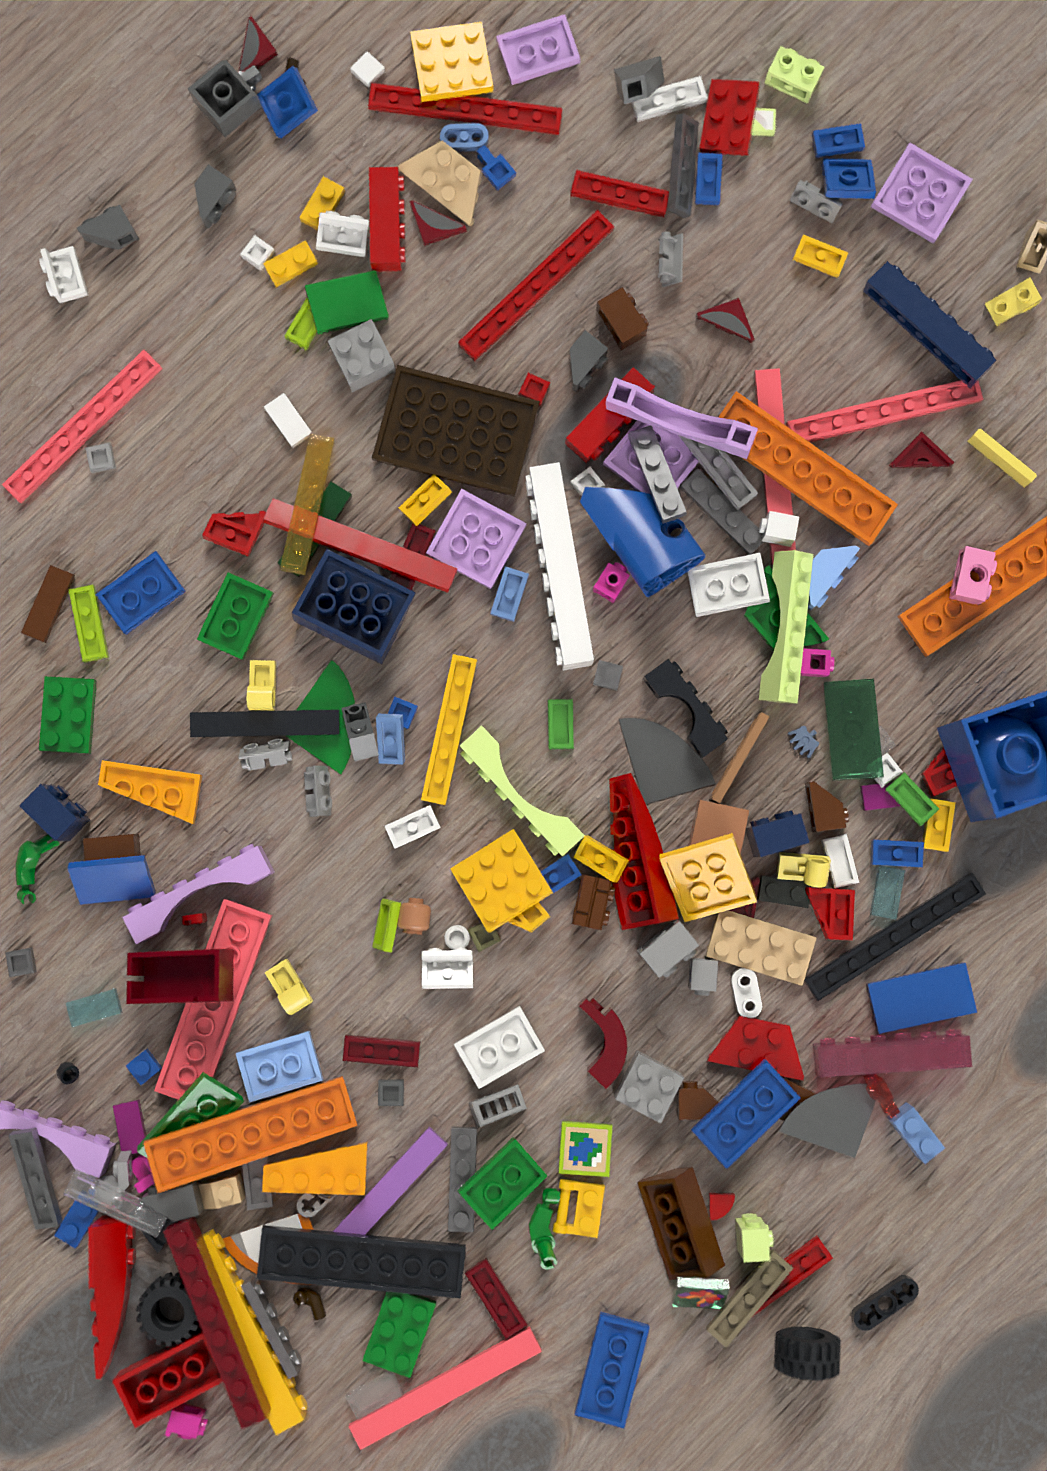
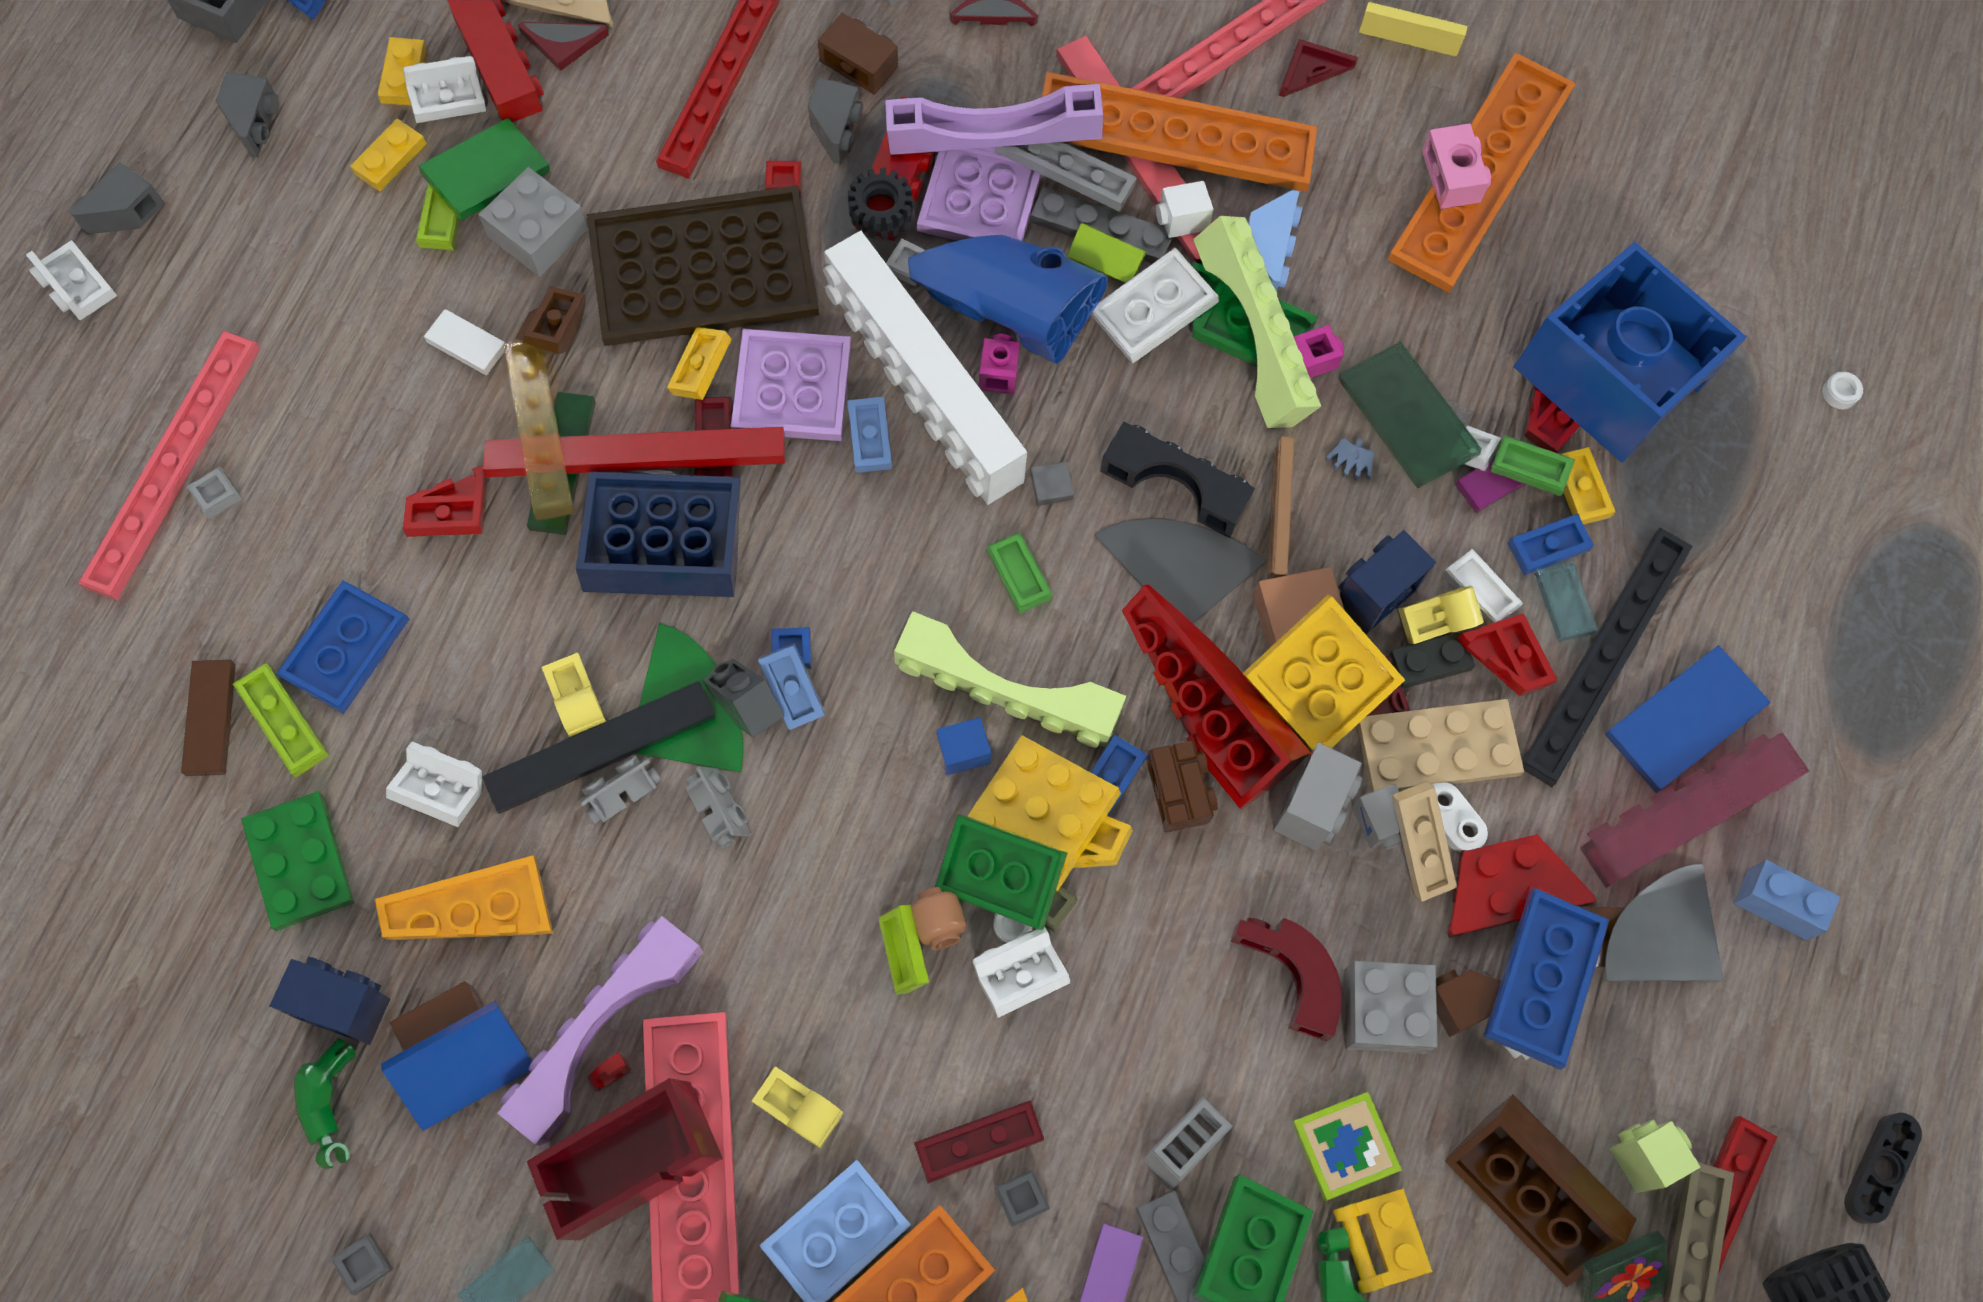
camera: 30 degrees left, 15 degrees down
(161, 706) = (436, 784): none -> white bracket
(235, 616) = (495, 619): green plate -> none
(257, 252) = (336, 157): white tile -> none
(346, 432) = (554, 321): none -> reddish brown slope
(412, 826) = (877, 795): white plate -> none
(449, 729) = (869, 644): yellow plate -> none
(461, 907) = (1001, 871): none -> green tile
(475, 820) = (964, 746): none -> blue panel
(499, 1047) = (1149, 1053): white plate -> none
(590, 430) = (880, 185): none -> black tyre
(601, 858) = (1163, 720): yellow plate -> none
(657, 474) = (995, 205): plate -> none
(716, 534) = (1106, 253): none -> lime tile
(716, 1003) = (1424, 841): none -> tan plate
(720, 1204) = (1579, 1135): red tile -> none
(824, 809) = (1428, 523): reddish brown slope -> none
(879, 1090) = (1709, 864): clear red plate -> none

